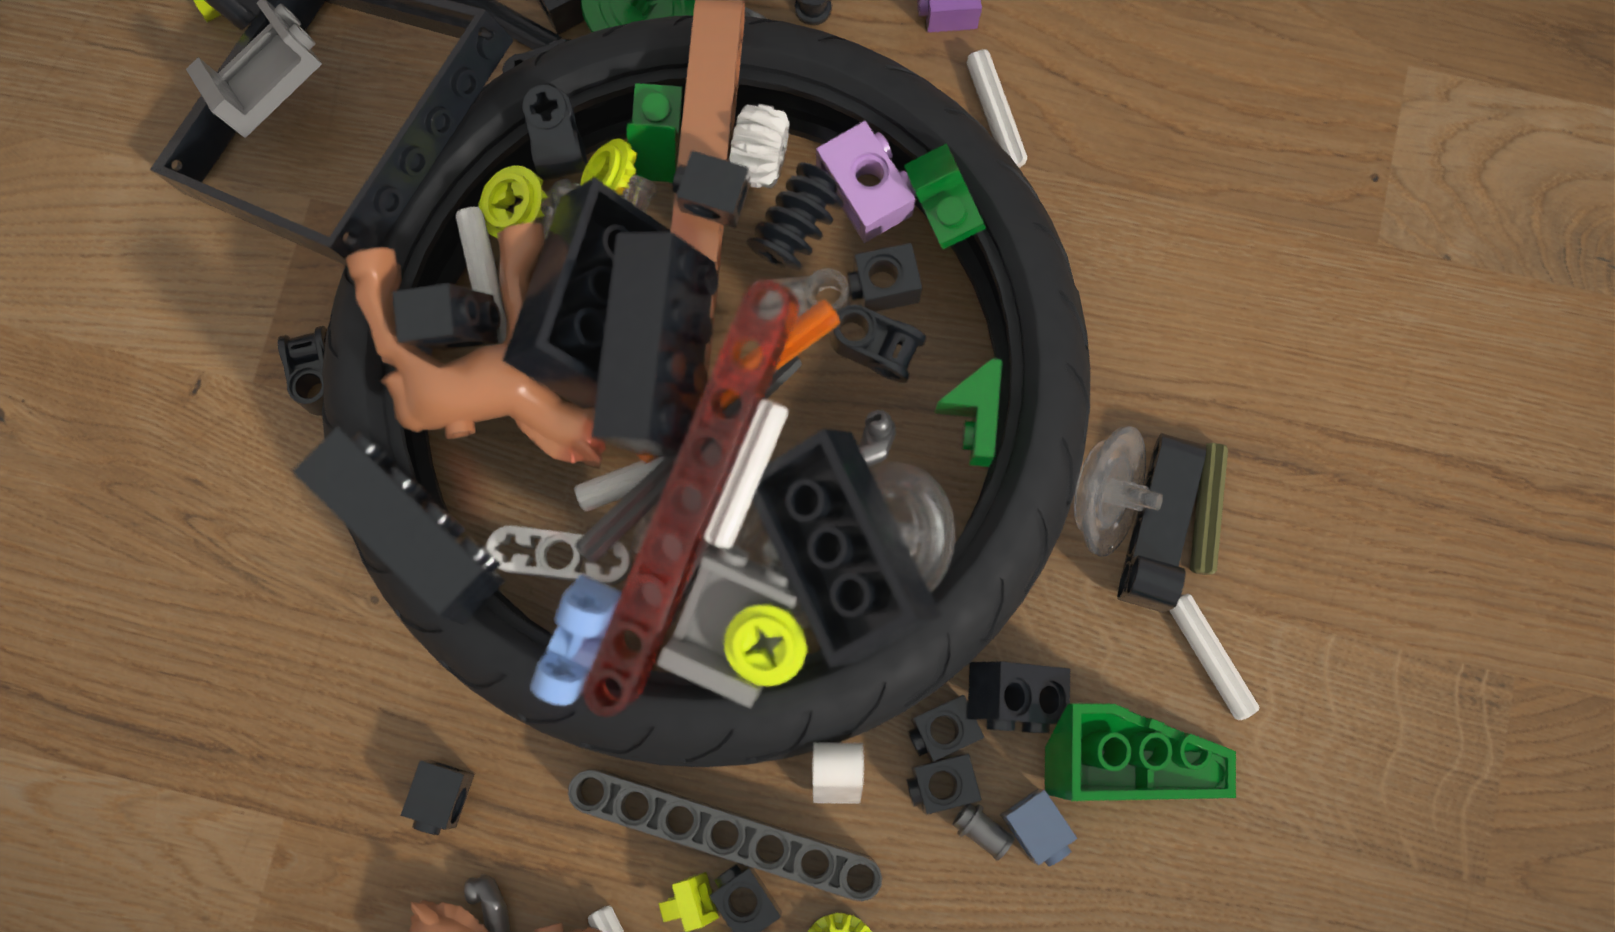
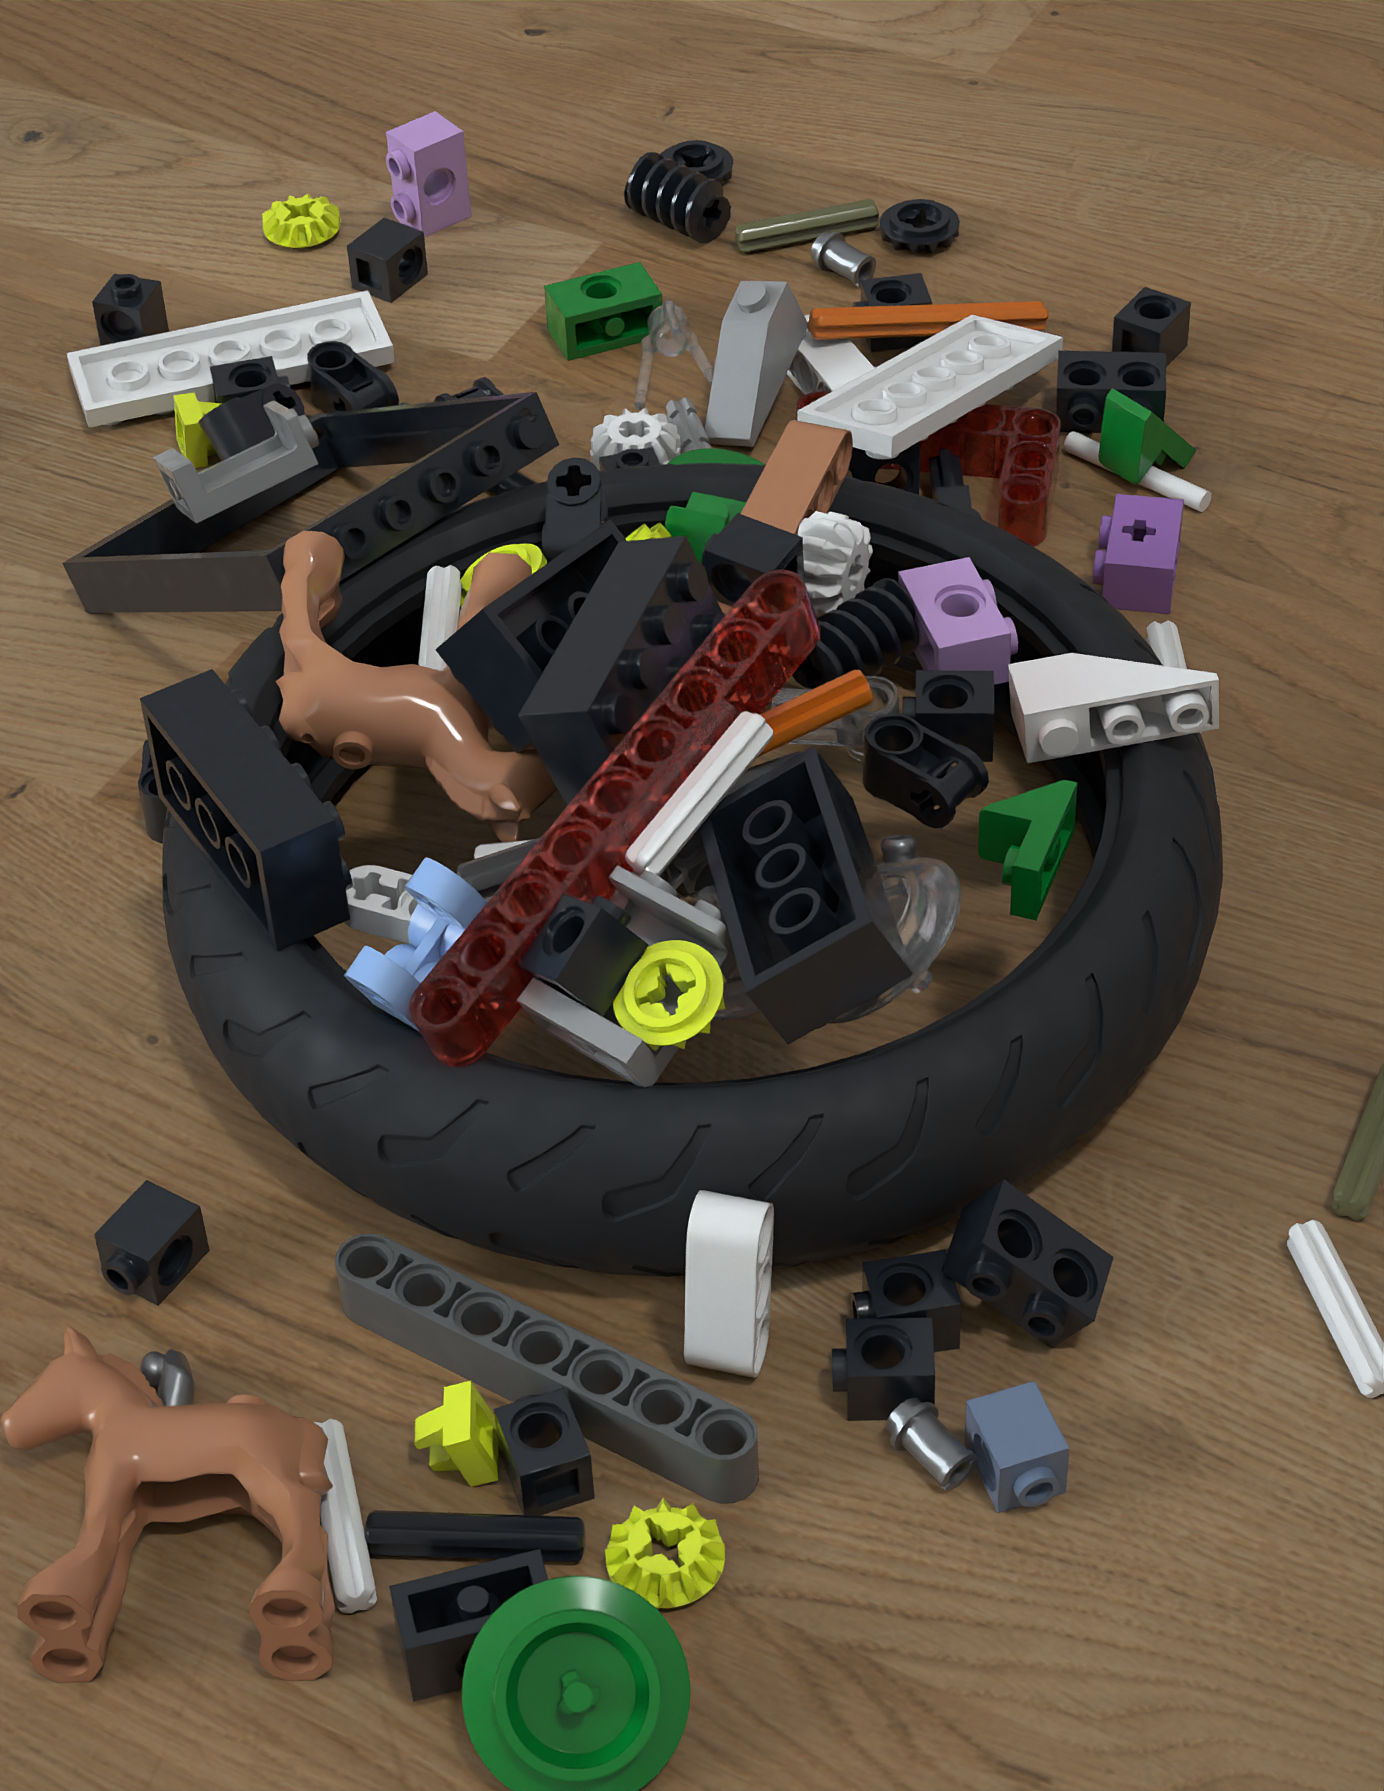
camera: 15 degrees right, 35 degrees down
(446, 317) = (378, 618): black brick -> none
(697, 631) = (585, 951): none -> black brick
(944, 196) = (1048, 628): green slope -> none
(988, 257) = (1102, 703): none -> white slope
(1112, 490) = (1226, 1057): clear piece -> none
(1120, 755) = (1168, 1385): green wedge -> none
(1153, 557) = (1275, 1161): black beam -> none

